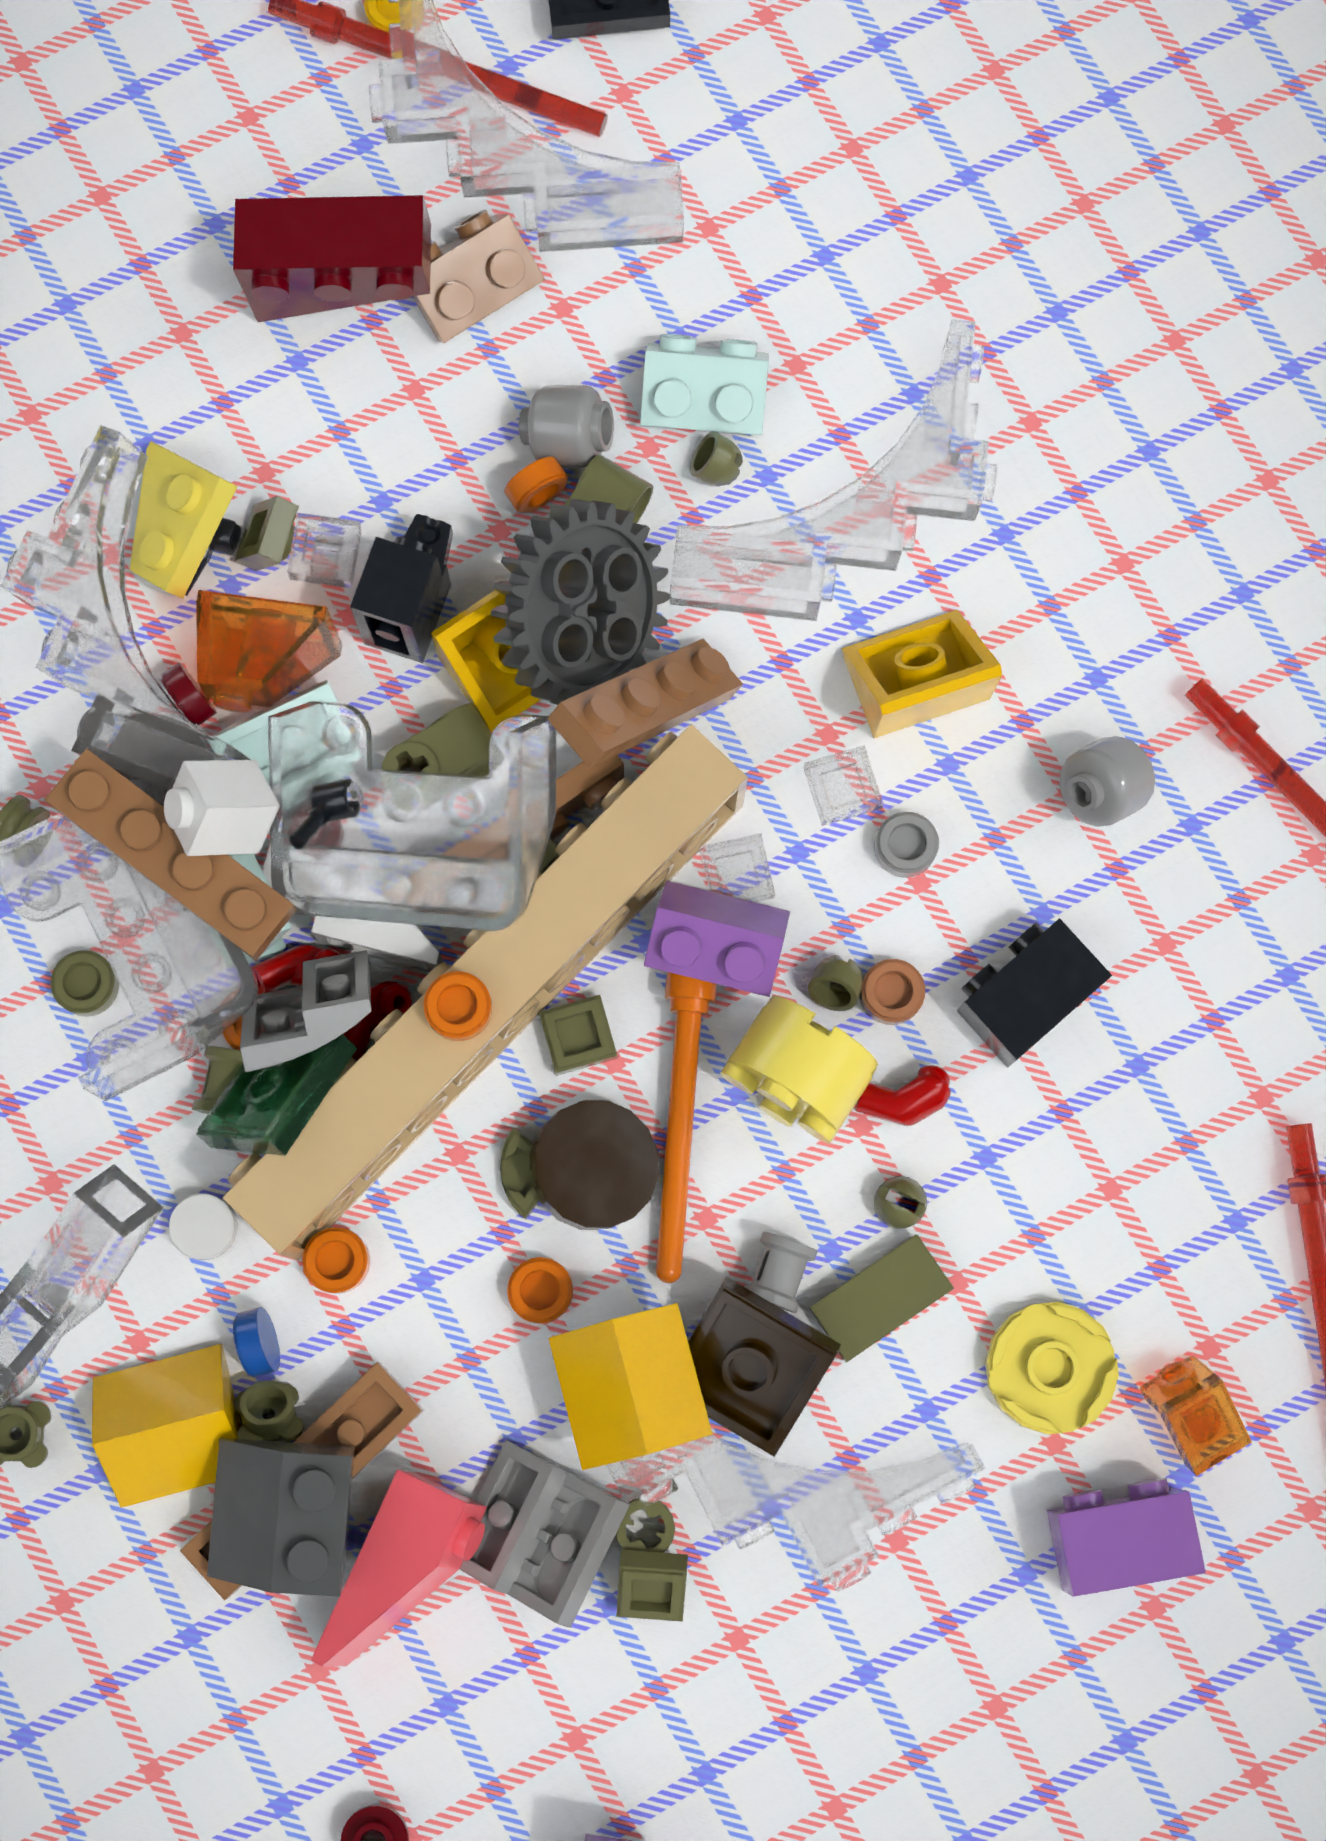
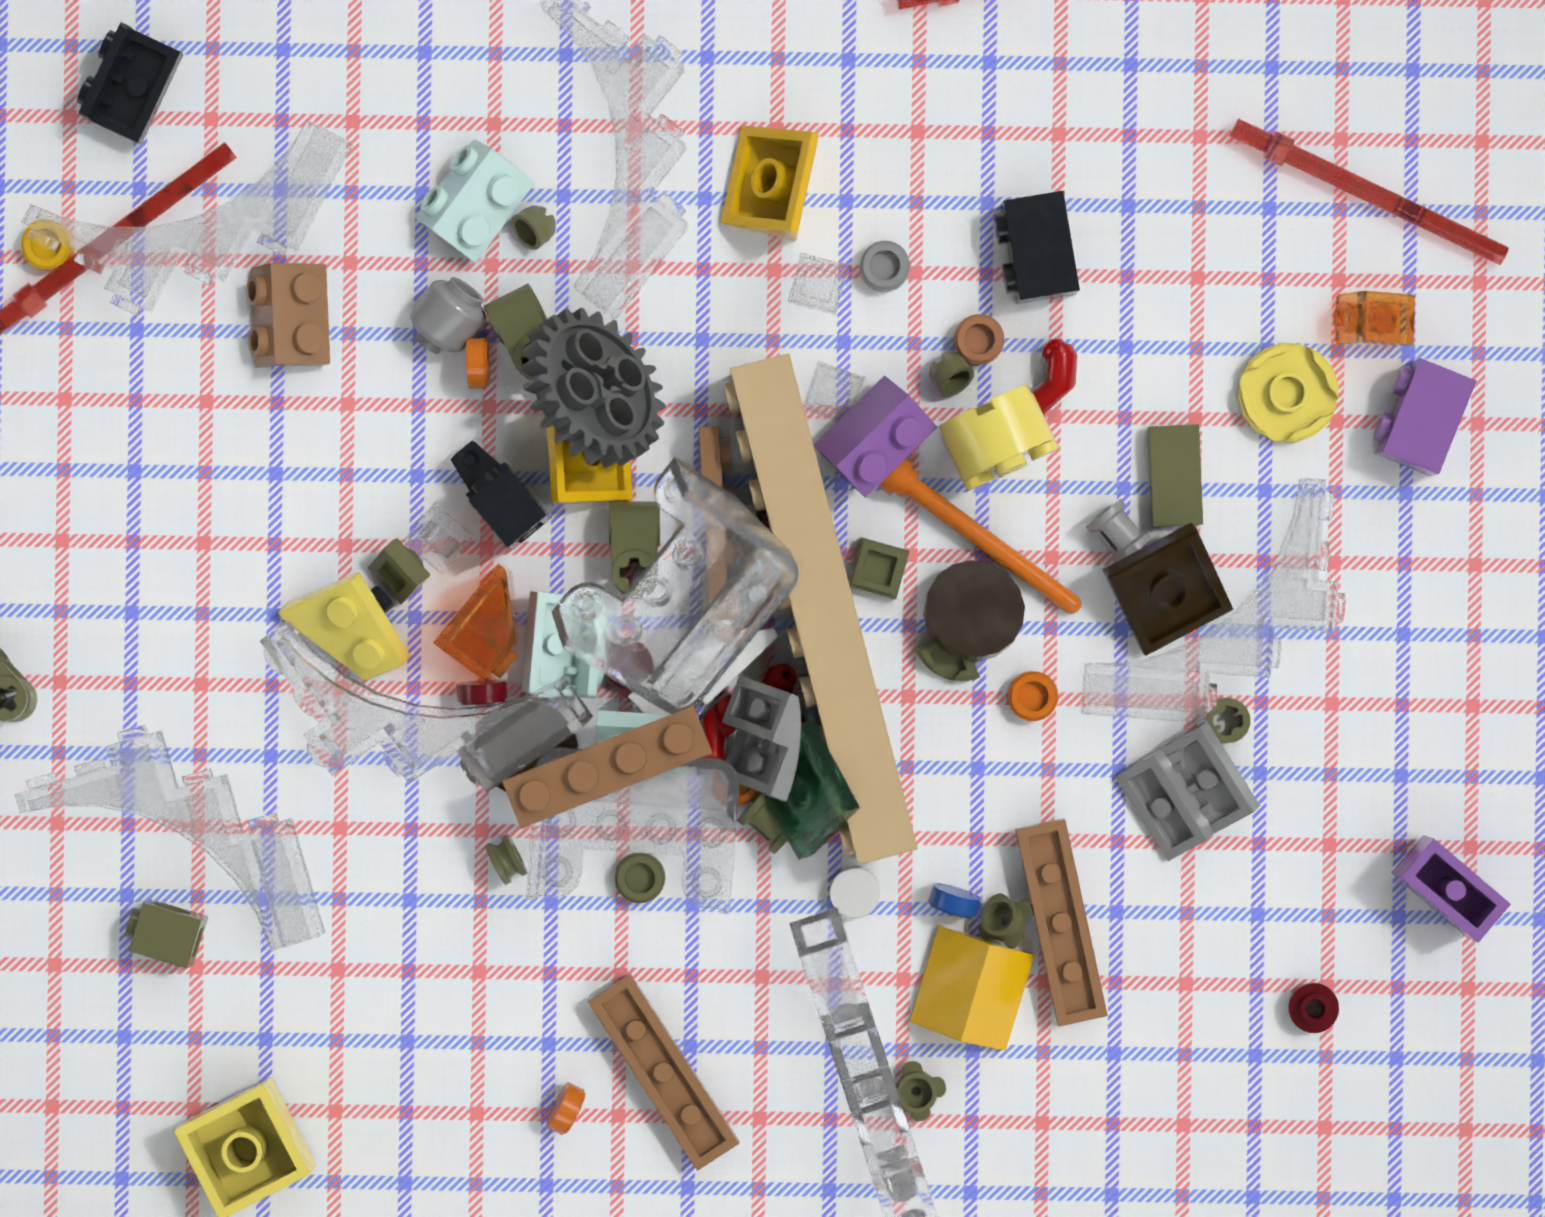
camera: 55 degrees left, 10 degrees up
(220, 807) = (601, 714): white brick -> none
(281, 1516) = (1079, 946): dark grey slope -> none
(328, 805) = (631, 641): black hand -> none
(330, 252) = (231, 405): dark red wedge -> none
(336, 1260) = (931, 817): orange tile -> none
(407, 1555) = (1150, 880): coral slope -> none
(457, 1006) = (828, 638): orange tile -> none
(630, 1386) = (1136, 675): yellow slope -> none
(644, 702) = (691, 386): medium nougat plate -> none
(652, 1585) = (1265, 737): olive tile -> none
(893, 1214) = (1116, 413): olive hinge -> none
(1107, 781) = (929, 105): light grey head -> none

